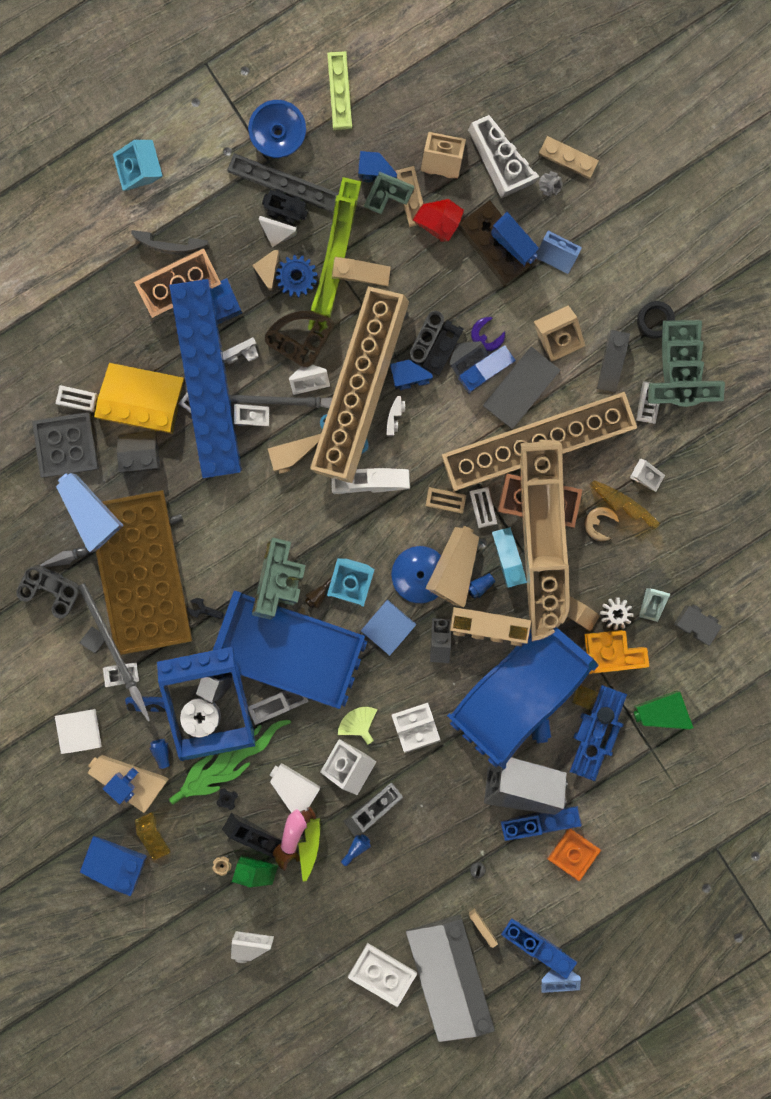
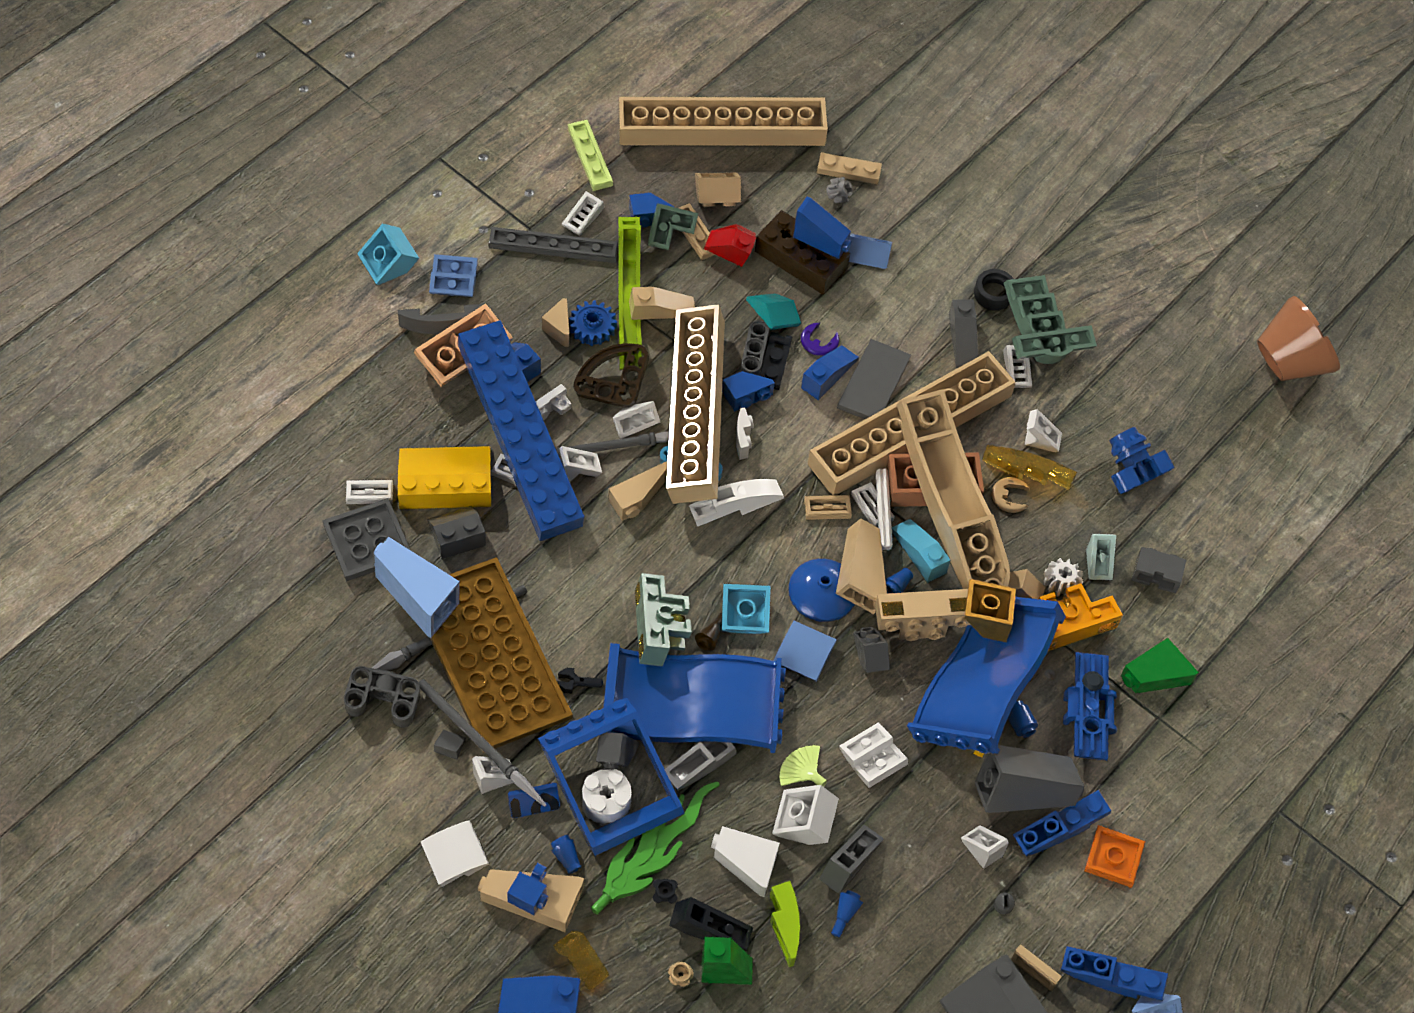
camera: 20 degrees left, 30 degrees down
(189, 198) = (453, 275): none -> medium blue slope
(277, 116) = (533, 185): blue dish -> none
(277, 231) = (558, 285): white slope -> none
(290, 208) = (562, 262): black brick -> none
(292, 832) = (762, 891): piece -> none
(321, 161) = (587, 198): none -> white slope
(455, 300) = (775, 310): none -> teal slope
(466, 84) = (722, 121): none -> tan brick
(466, 356) = (802, 359): dark grey slope -> none
(476, 823) = (985, 845): none -> white slope
(489, 517) = (884, 509): none -> white axle
(500, 157) = (779, 175): white wedge -> none
(539, 643) = (990, 609): none -> pearl gold slope
(559, 333) = (898, 320): tan slope -> none
(585, 697) = (1060, 675): clear yellow slope -> none
(716, 514) = (1138, 464): none -> blue beam

